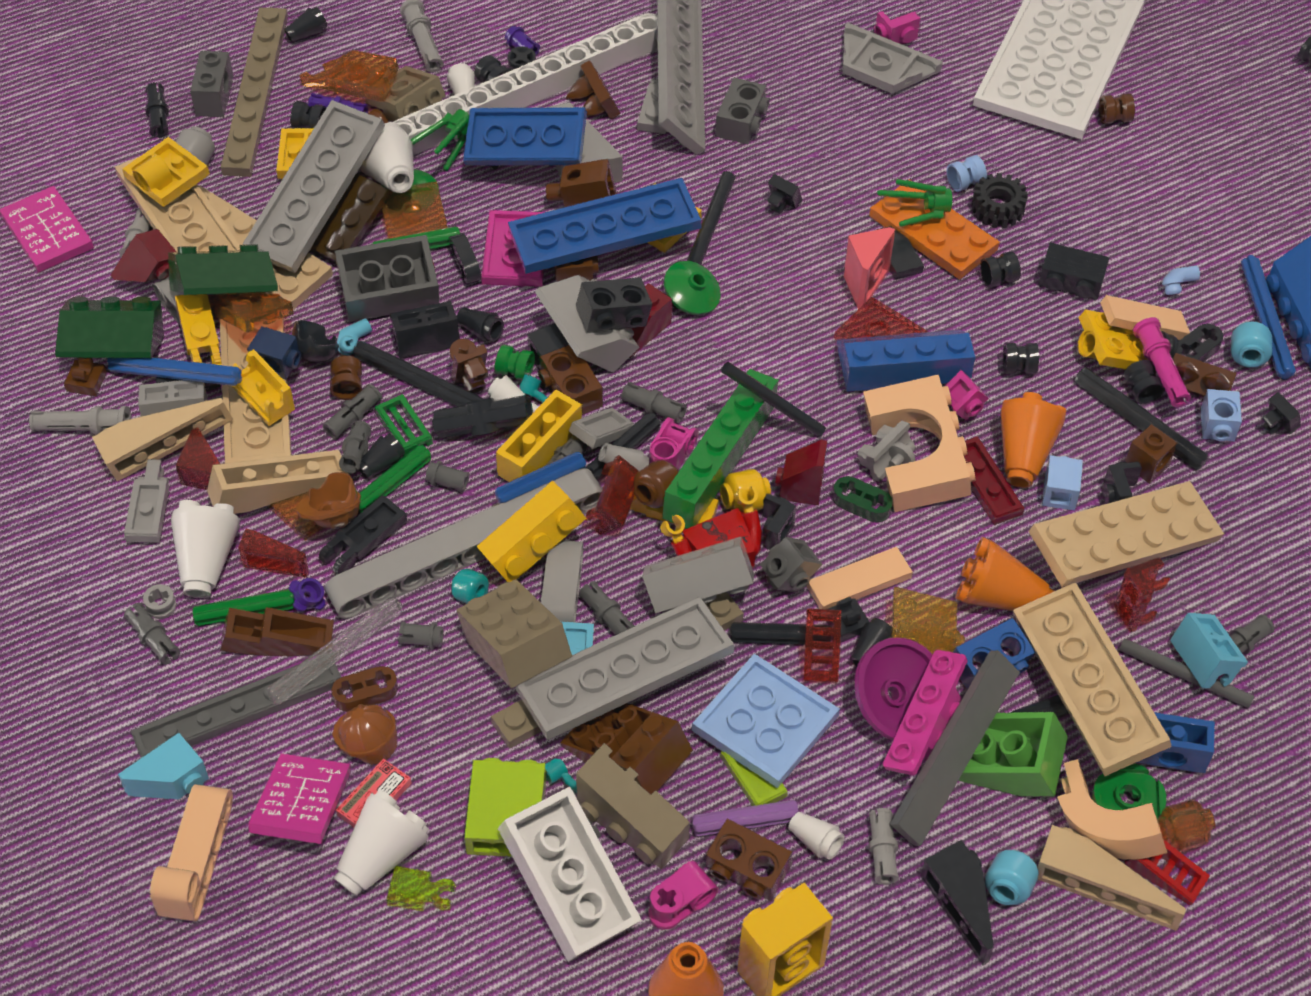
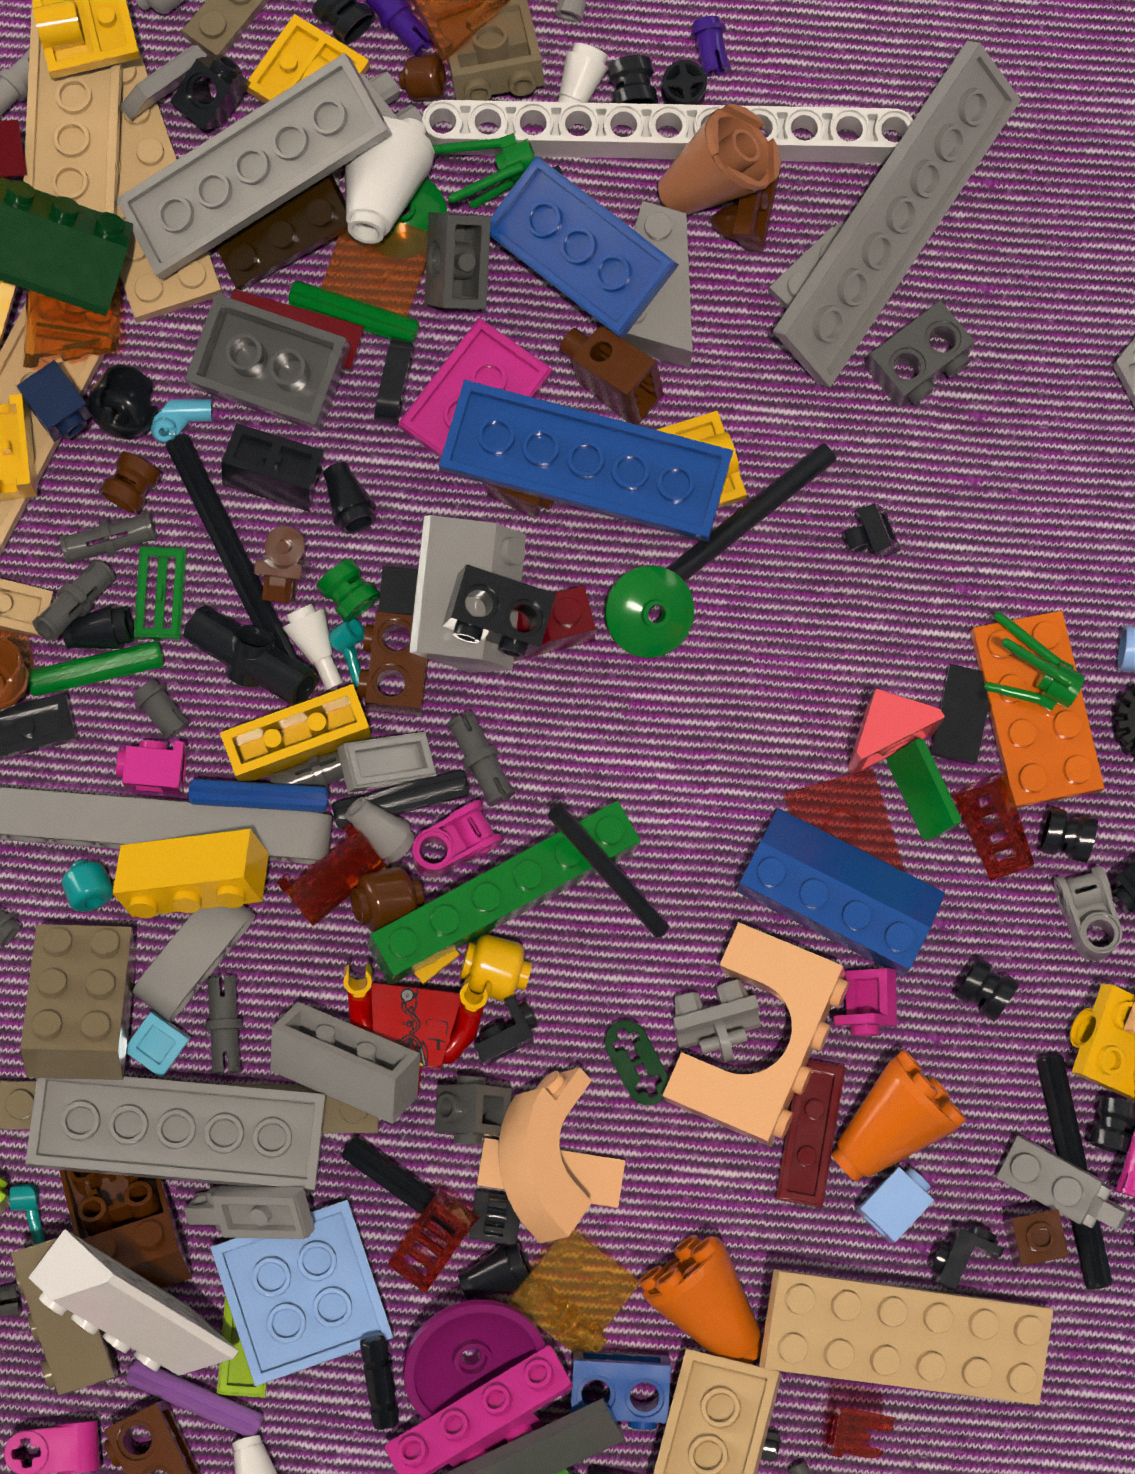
camera: 30 degrees right, 25 degrees up
(228, 185) = (160, 82): none -> light grey tile
(261, 191) = (194, 95): none -> black brick
(459, 181) = (457, 260): none -> dark grey brick
(464, 501) = (153, 767): none -> dark pink brick
(570, 70) = (721, 162): none -> nougat cone
(676, 756) = (126, 1308): none -> white slope
(705, 684) = (253, 1212): none -> light grey hinge
(803, 474) = (577, 991): dark red slope -> none
(850, 736) = (379, 1382): none -> black axle
(851, 563) = (532, 1161): none -> light nougat arch
(908, 289) = (924, 790): none -> green slope
(943, 265) = (1010, 821): none -> clear red slope
(1044, 298) = (1087, 910): none -> light grey piece
(1128, 423) = (1060, 1185): none -> light grey hinge

